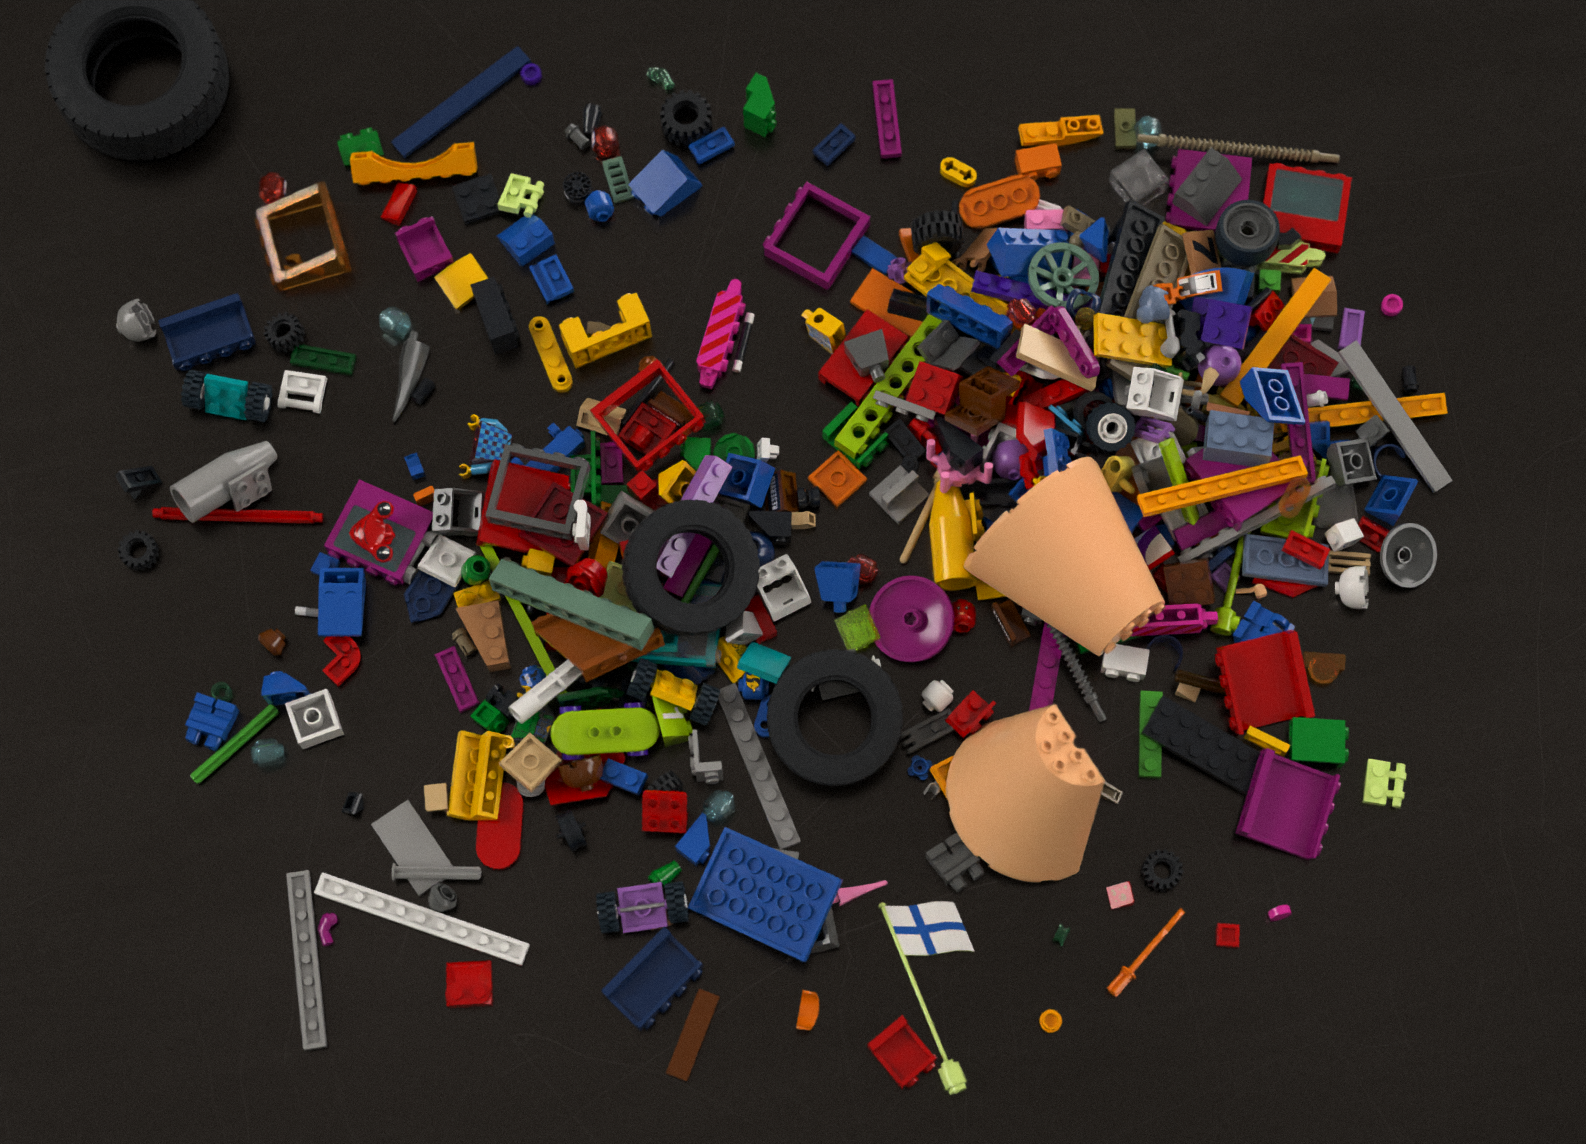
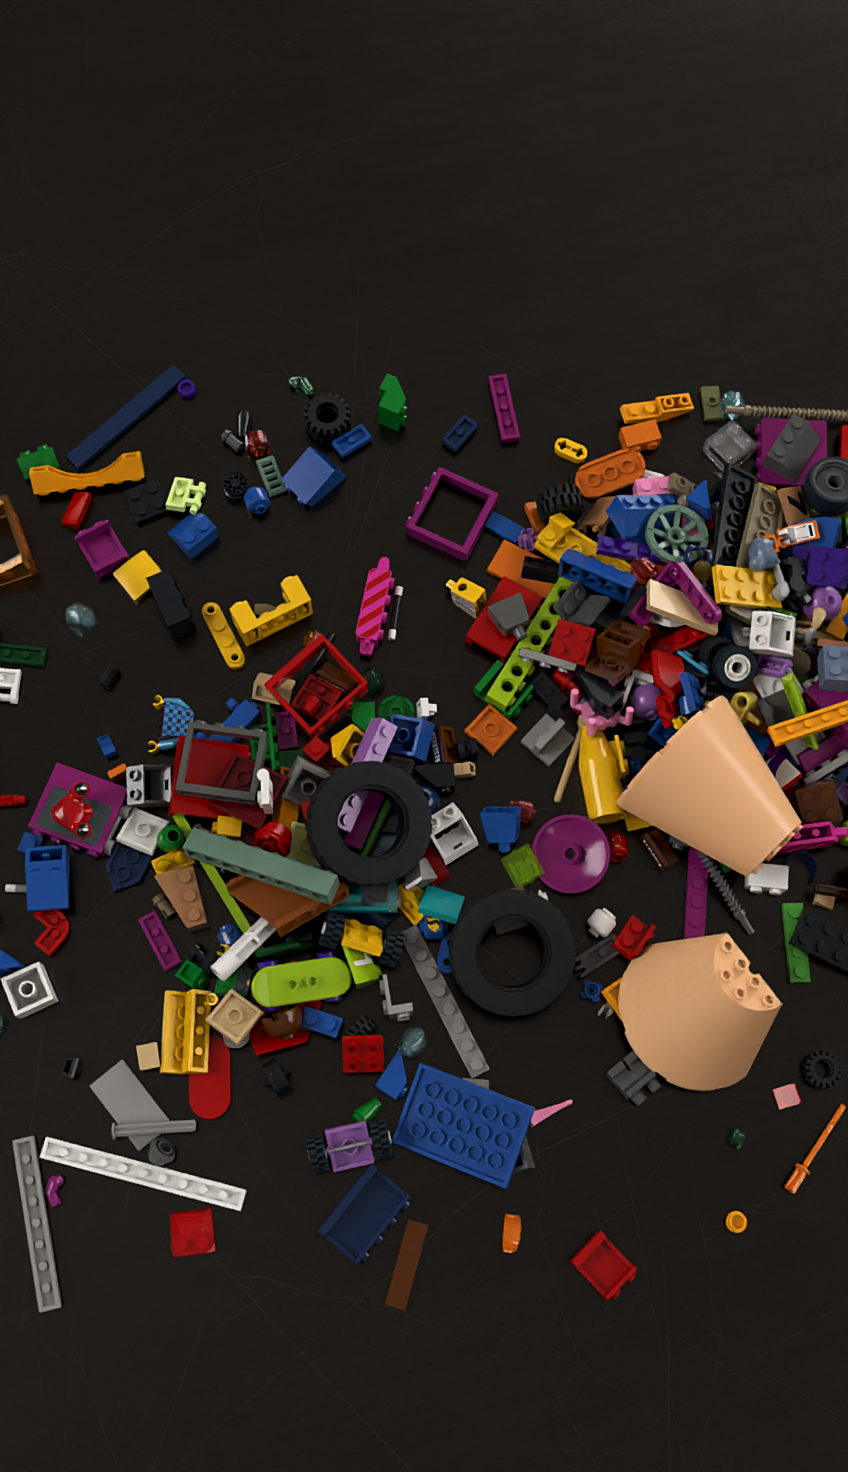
camera: 10 degrees left, 0 degrees up
(410, 369) = (97, 657): dark grey piece -> none
(551, 279) = (219, 568): blue plate -> none
(929, 931) = (613, 1145): flag -> none

